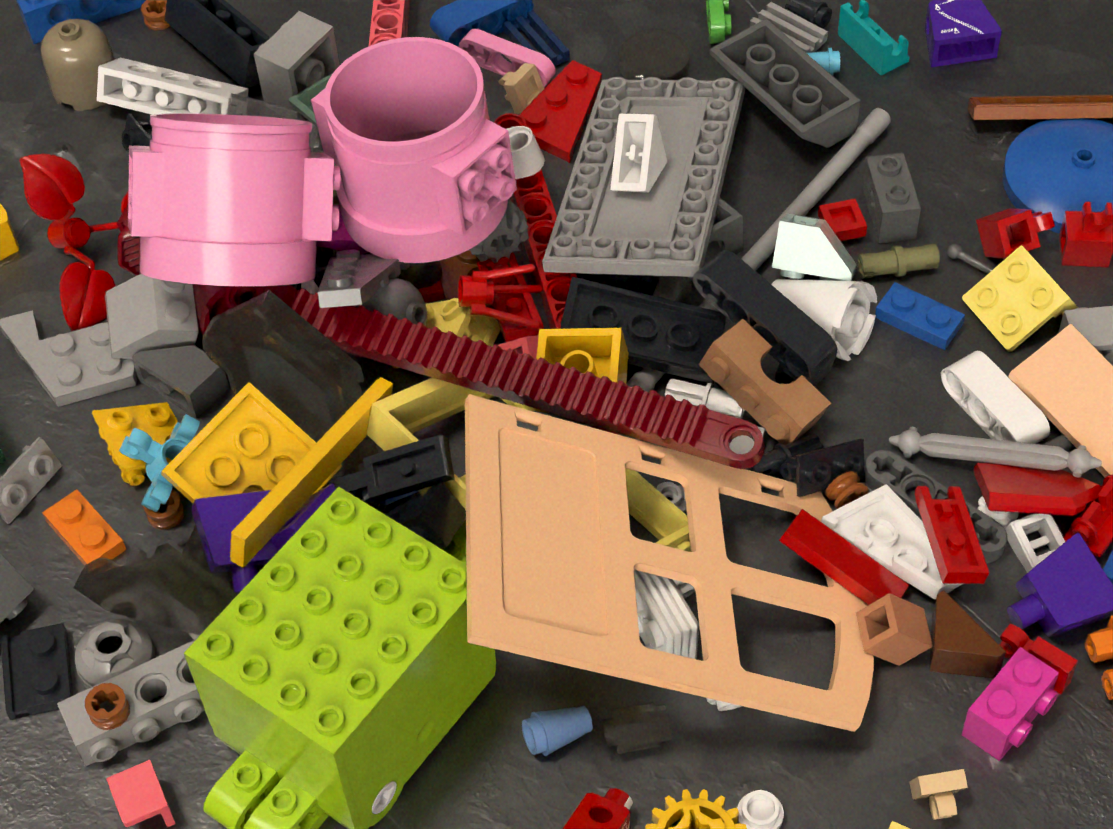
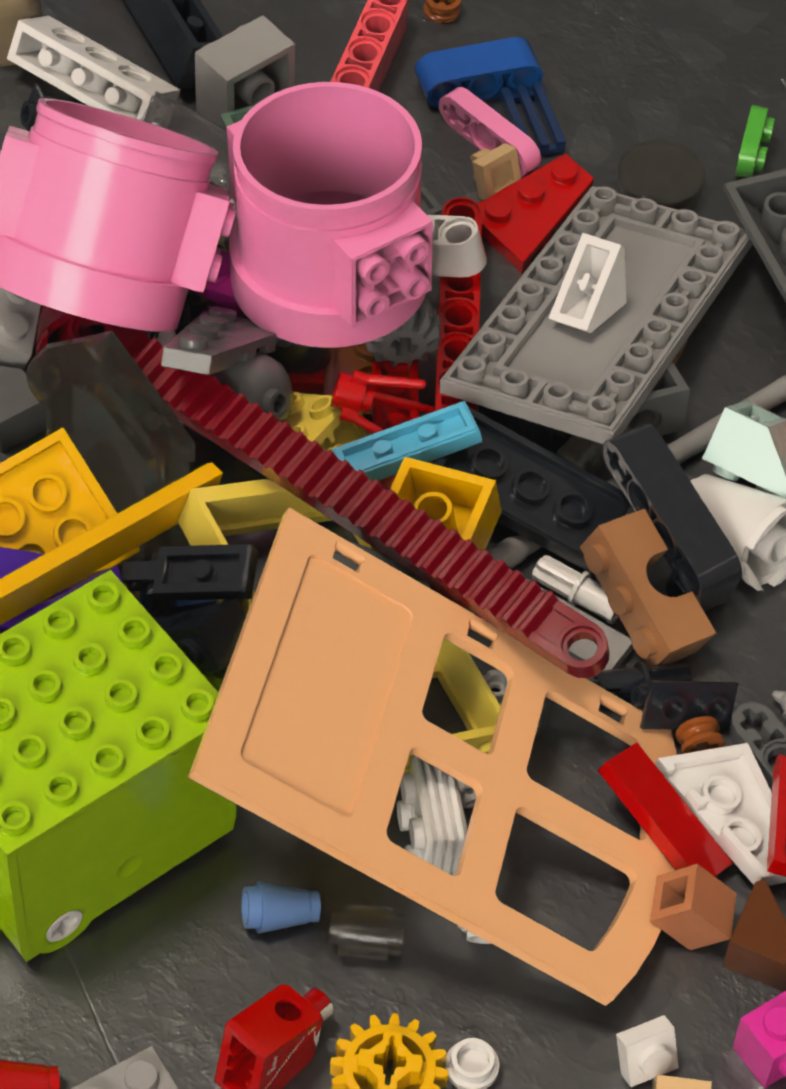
camera: 10 degrees right, 0 degrees up
(544, 311) = (419, 439): none -> medium azure tile
(899, 759) = (647, 1051): none -> white plate

